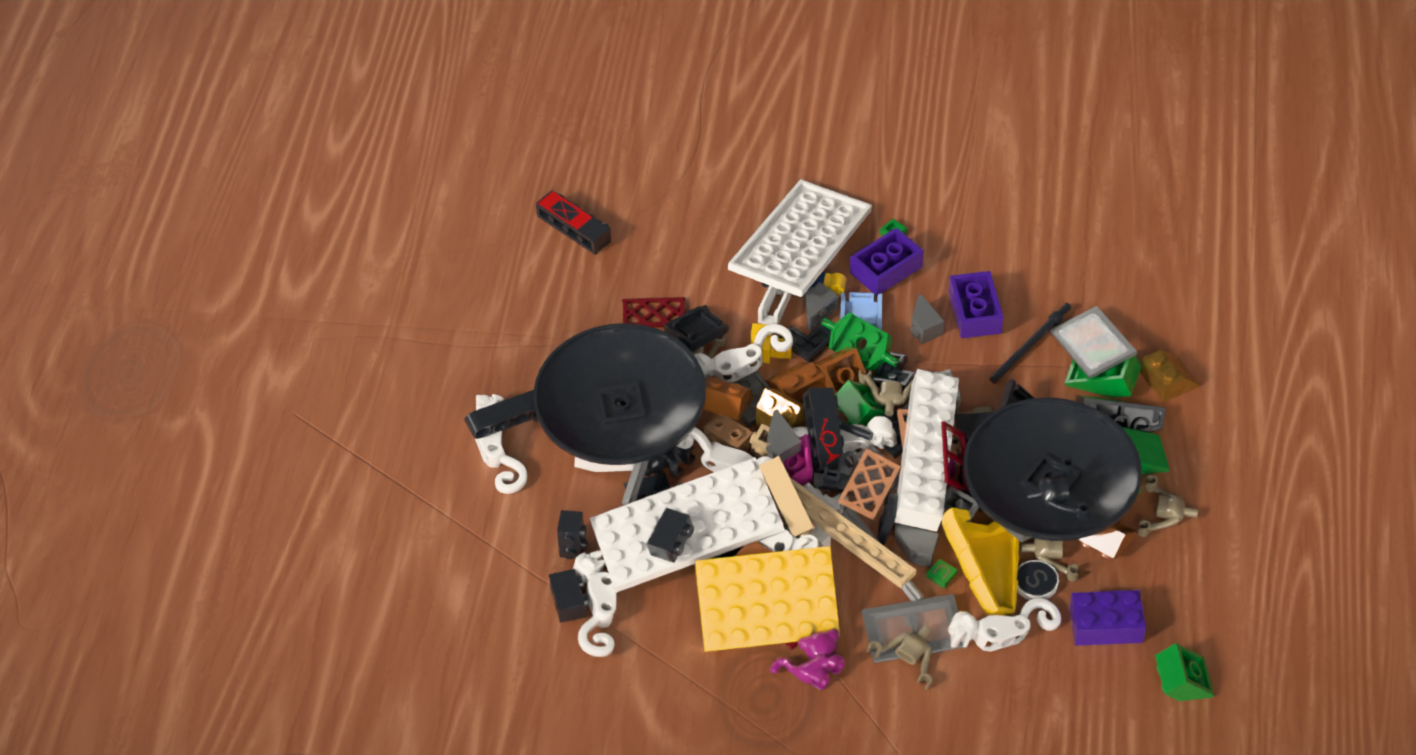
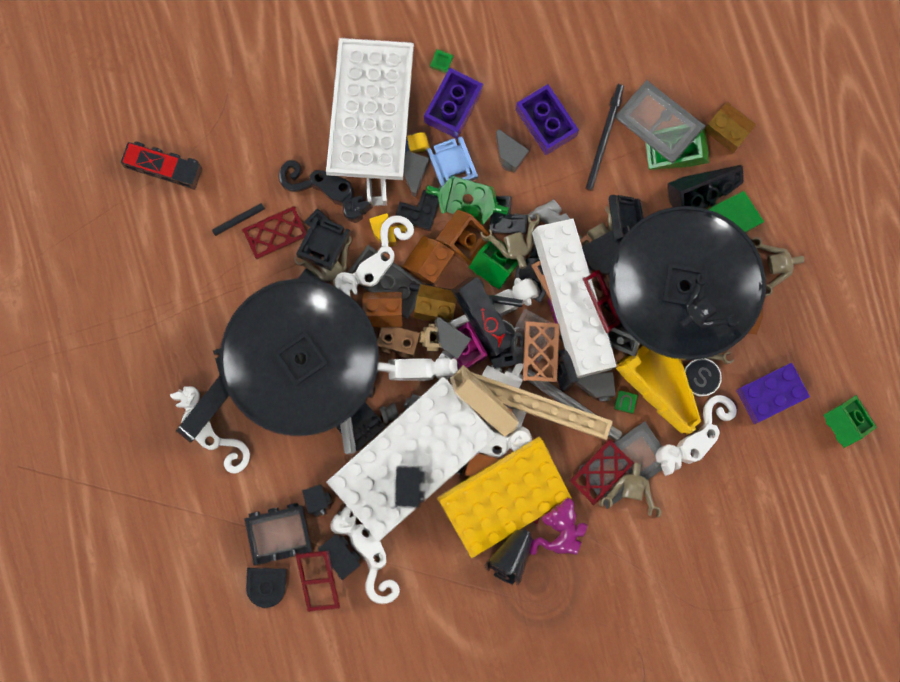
camera: 30 degrees left, 30 degrees up
(479, 599) = (266, 586): none -> black tile
(515, 556) = (278, 534): none -> clear window
(546, 607) = (330, 579): none -> dark red window
(623, 289) = (238, 219): none -> black bar
(729, 290) = (330, 186): none -> black animal
(745, 661) = (511, 557): none -> black cone
(887, 604) = (617, 474): none -> dark red window

